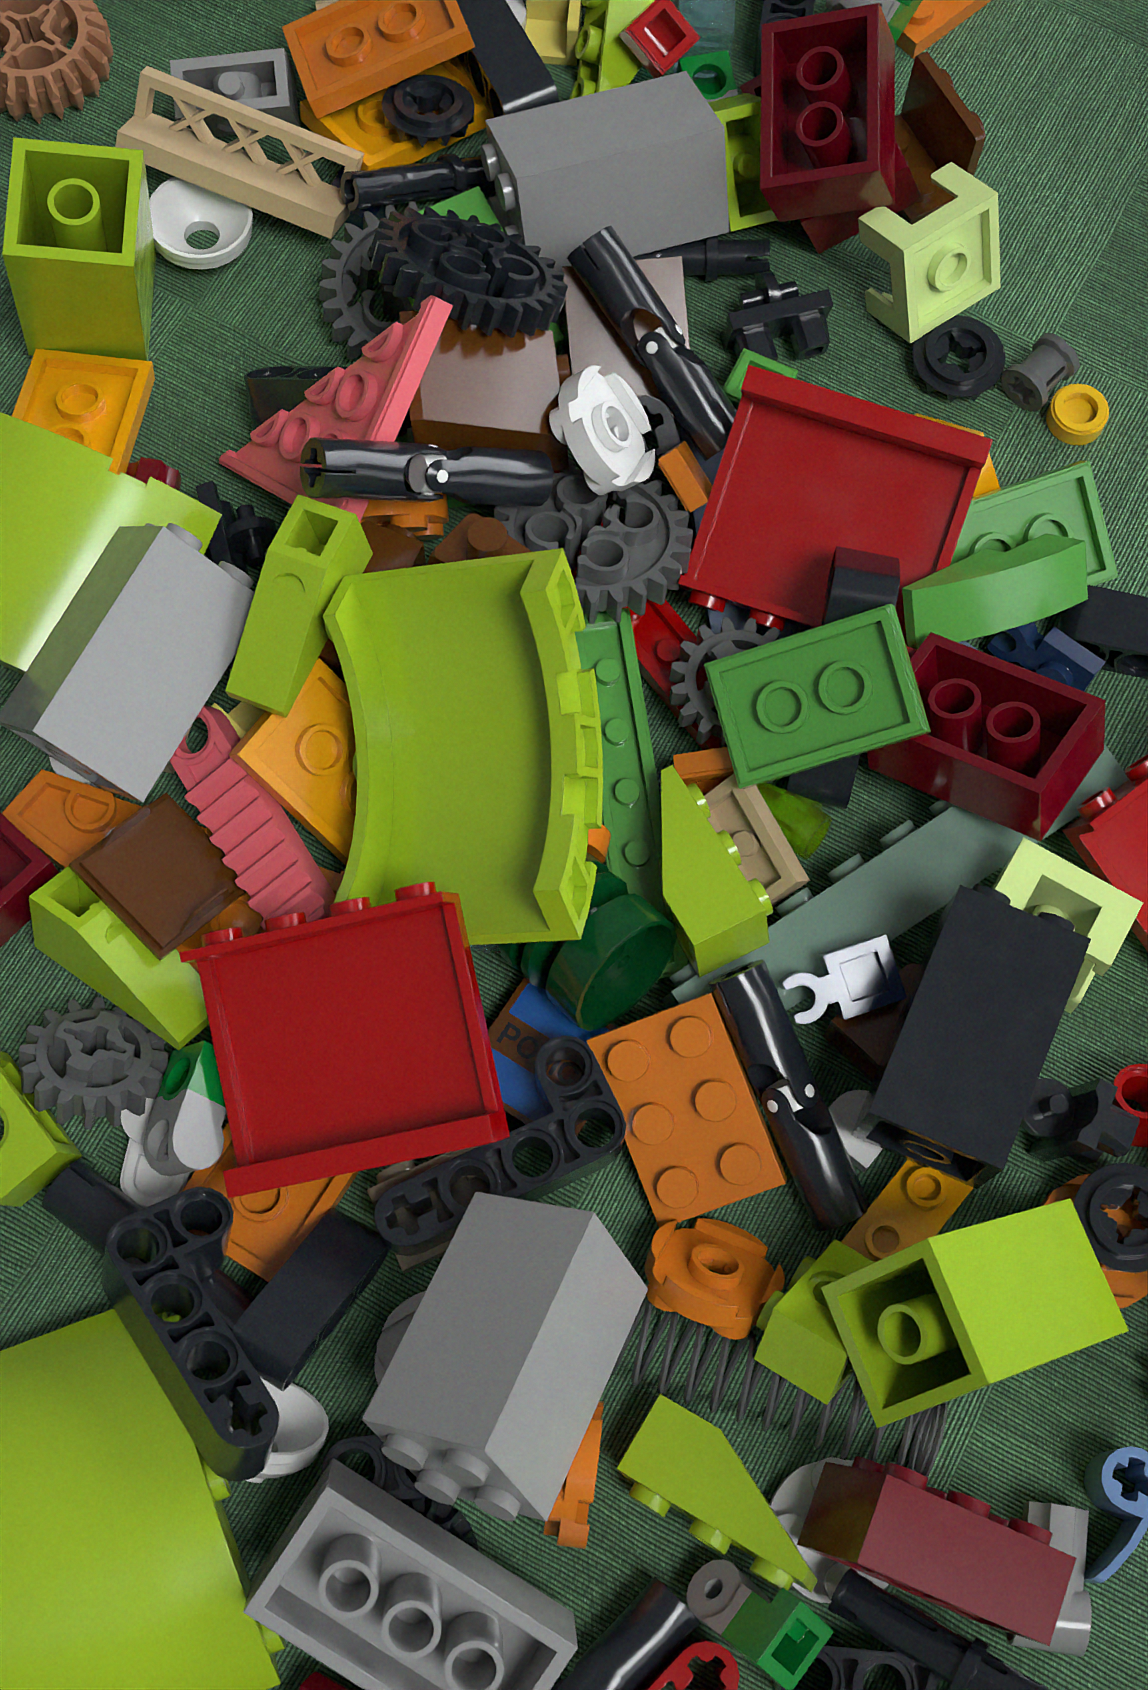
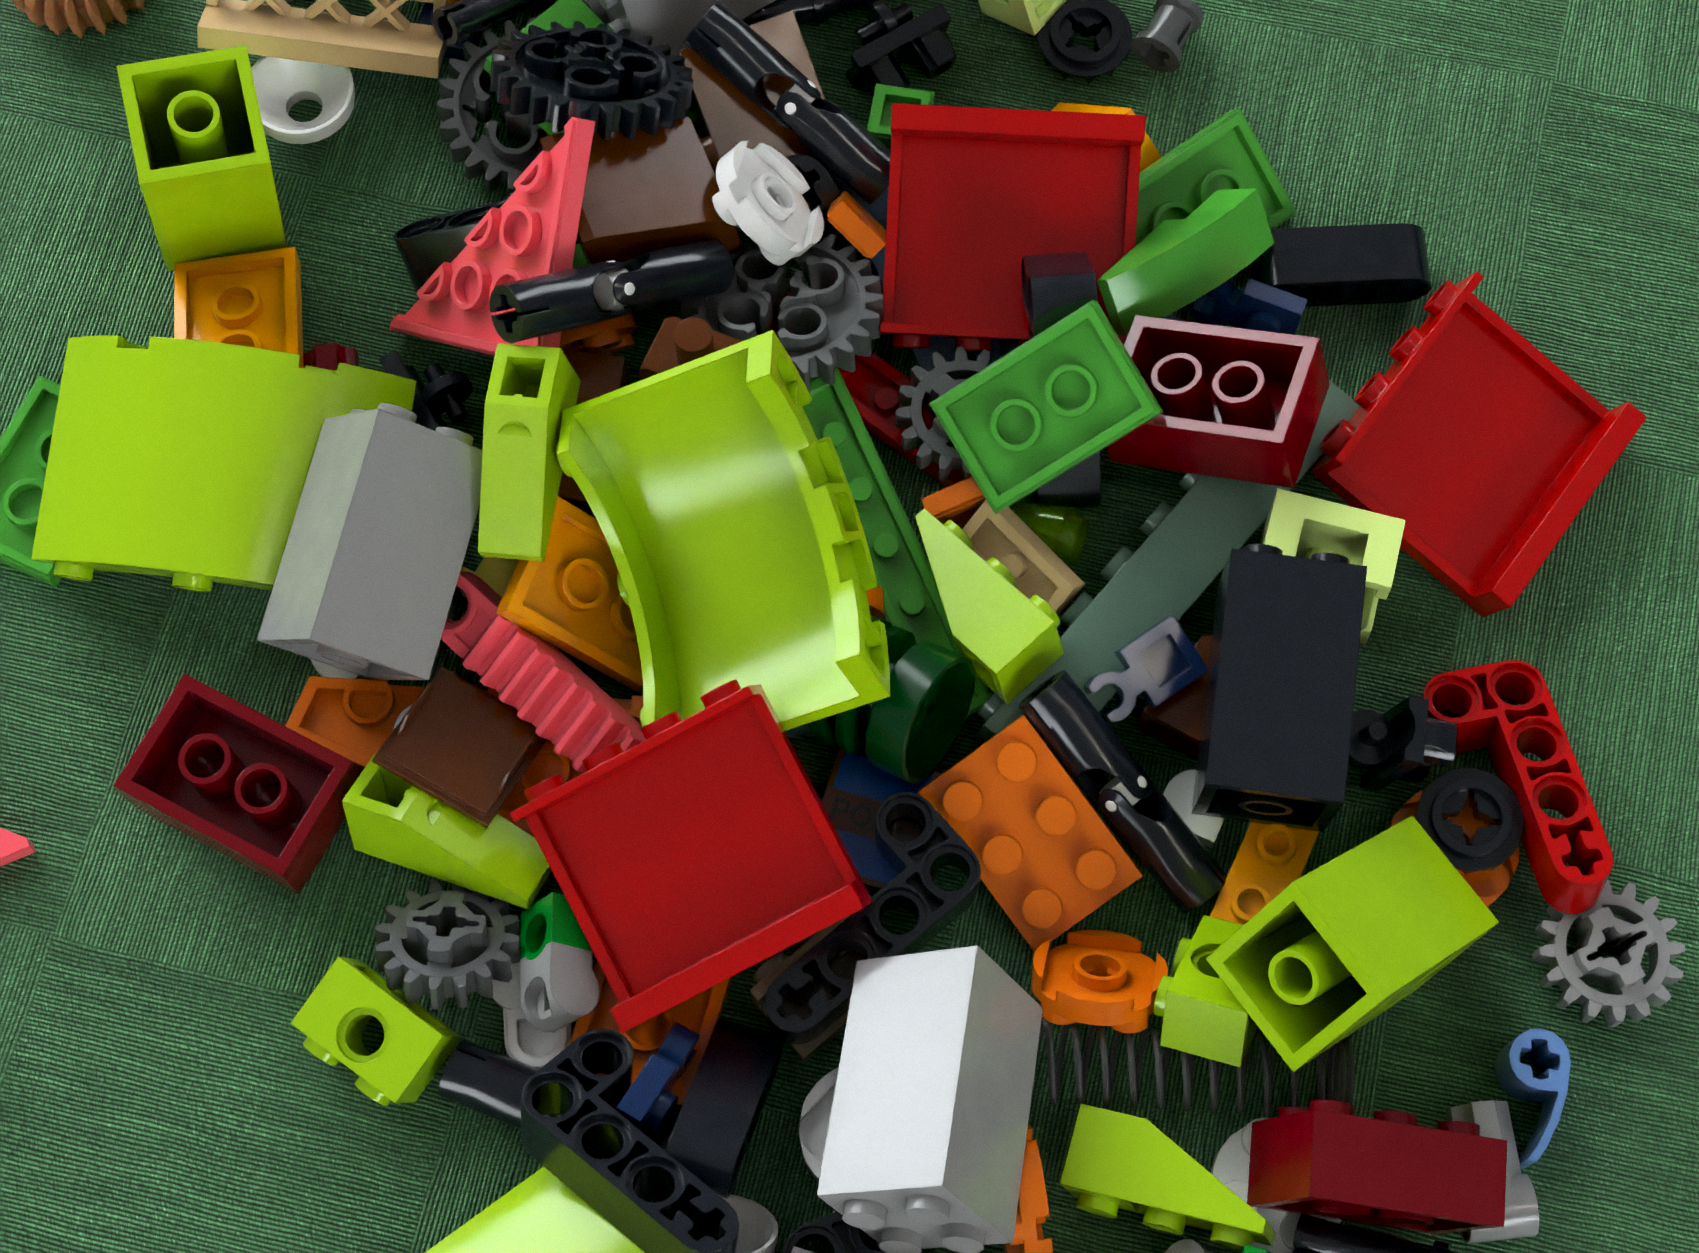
camera: 10 degrees left, 0 degrees up
(238, 1268) = (649, 1098): none -> dark blue plate
(1077, 414) = (1214, 63): yellow tile -> none

